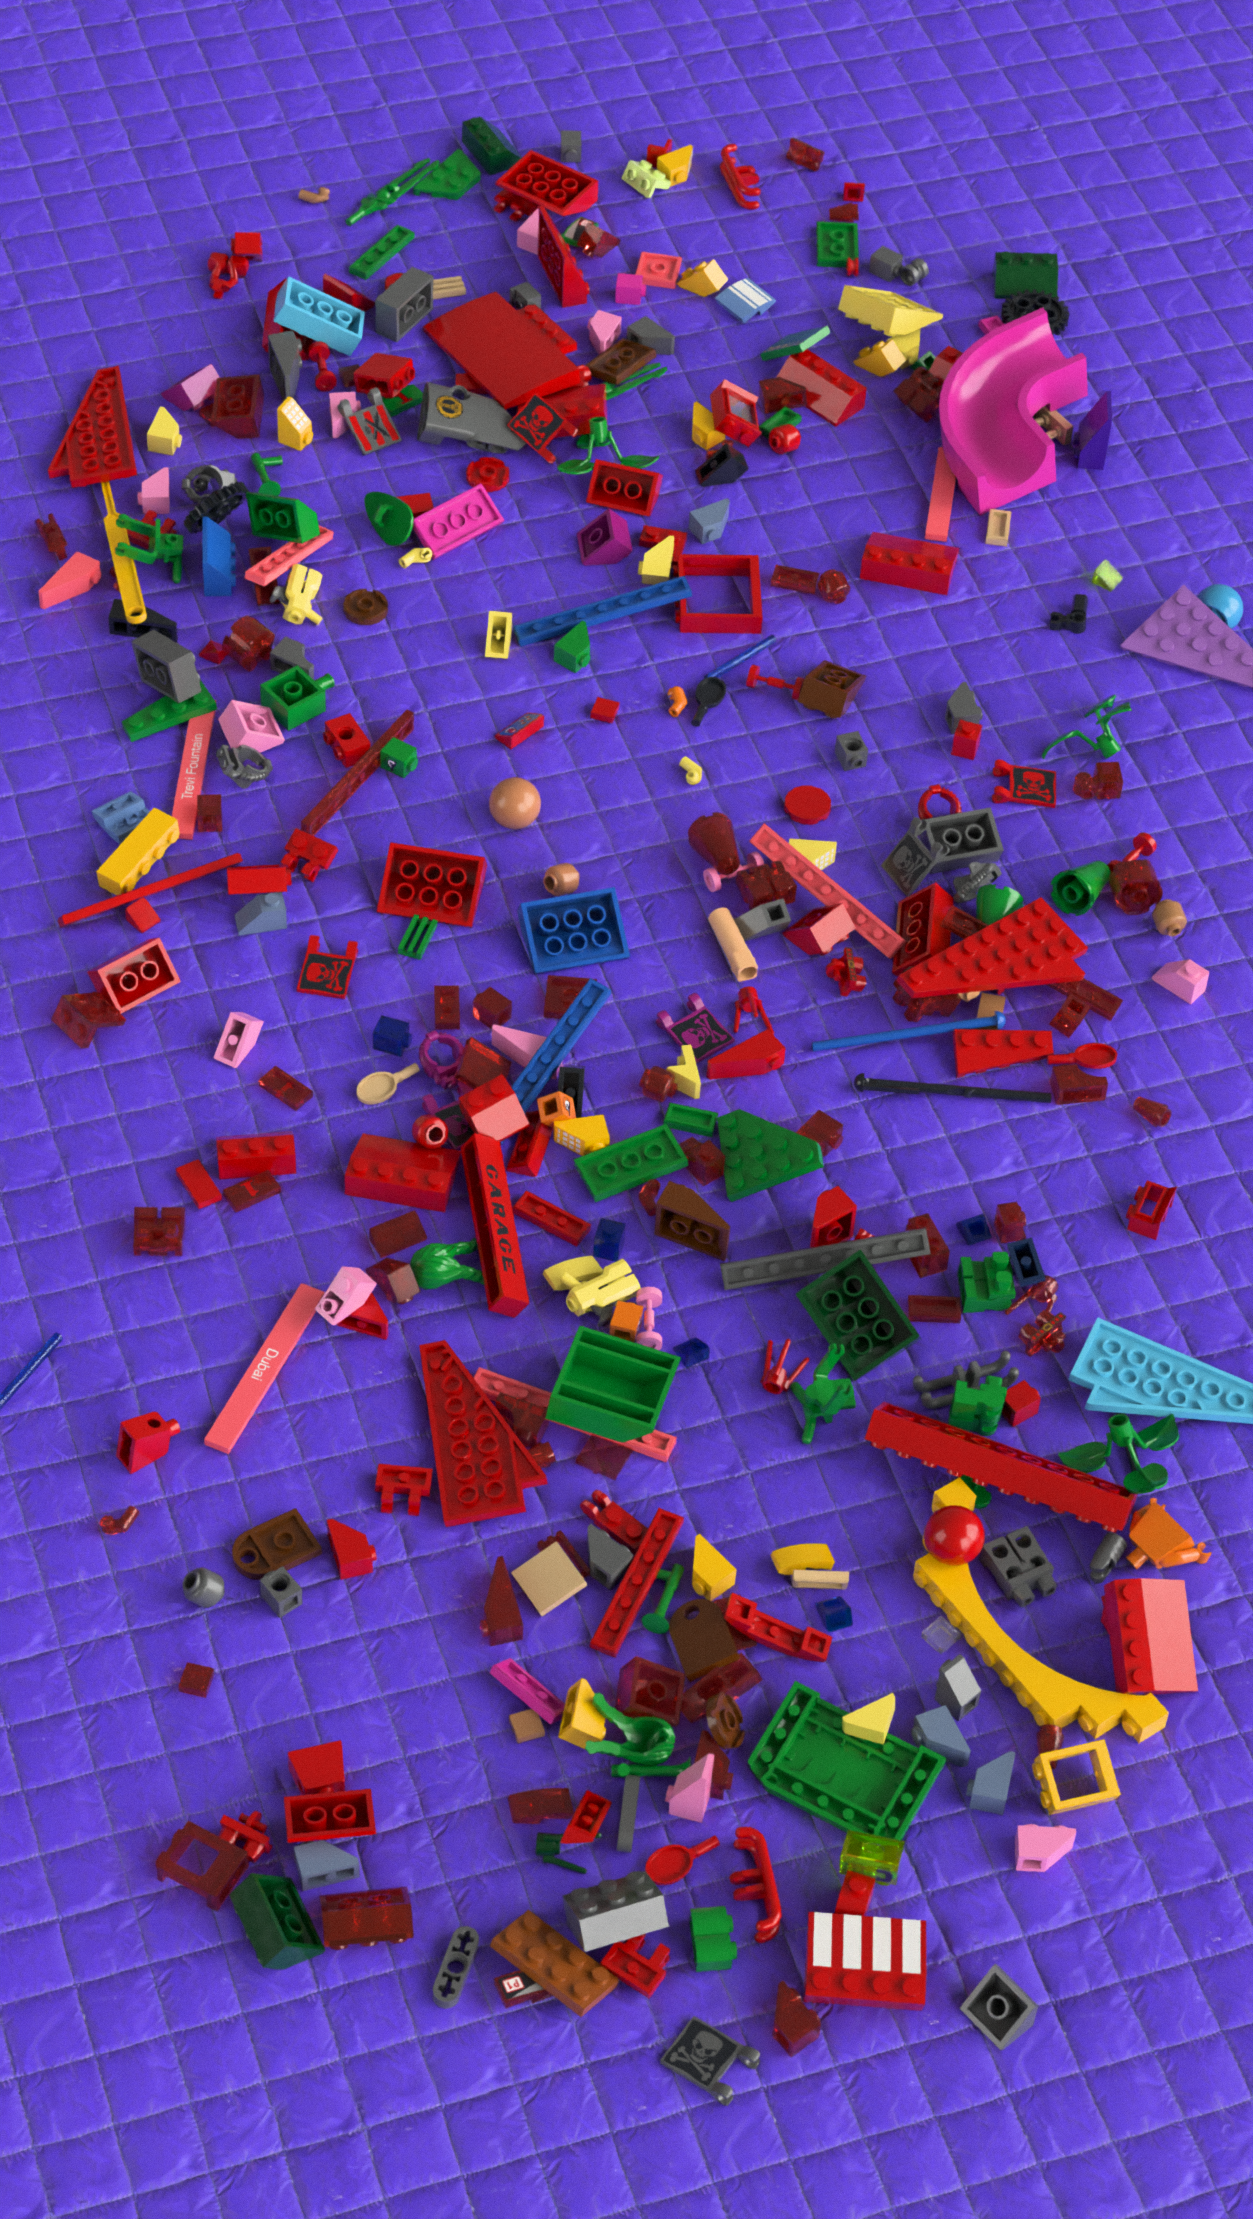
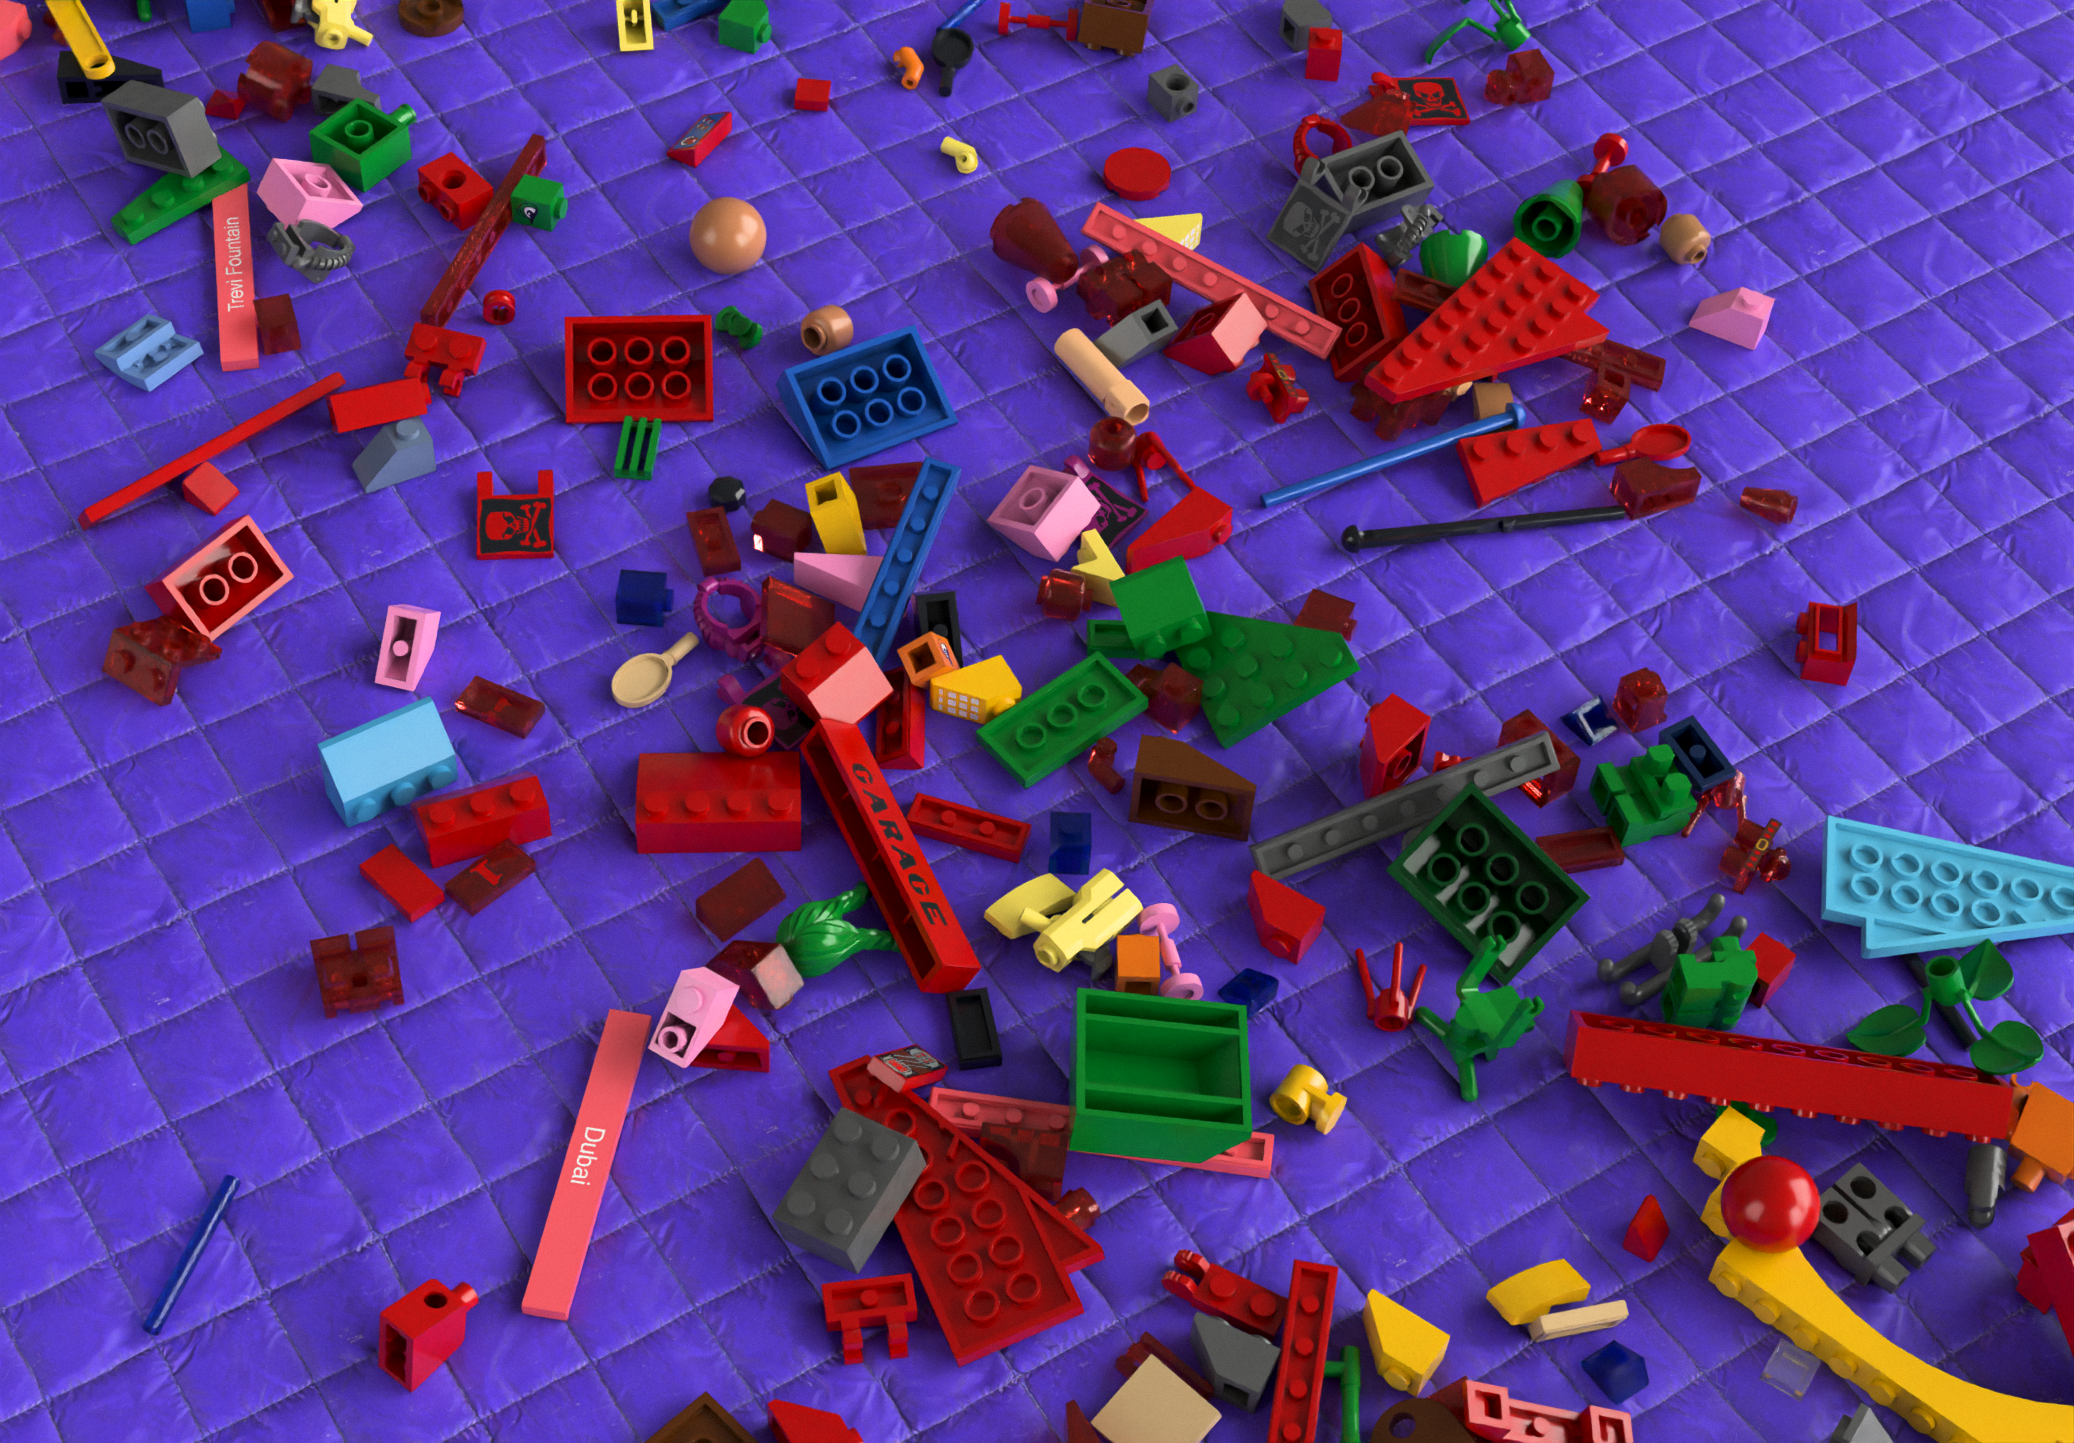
camera: 15 degrees left, 0 degrees up
(138, 852) = (181, 398): yellow brick -> none
(207, 1109) = (387, 762): none -> slope
(357, 828) = (500, 299): none -> red bush
(409, 1414) = (849, 1190): none -> dark grey brick
(465, 977) = (727, 492): none -> black tile
(466, 1352) = (907, 1068): none -> tile
(505, 866) = (739, 326): none -> green piece
(515, 1339) = (973, 1029): none -> black tile
(528, 1005) = (836, 515): none -> yellow slope
(604, 1456) = (1170, 1190): piece -> none
(662, 1028) = (1045, 512): none -> bright pink slope
(703, 1418) = (1304, 1096): none -> yellow piece
(712, 1104) = (1161, 608): none -> green slope
(723, 990) = (1112, 444): none -> clear red head
(728, 1312) = (1283, 918): none -> red slope
(883, 1538) = (1647, 1230): none -> red slope
(984, 793) = (1380, 114): none -> clear red slope

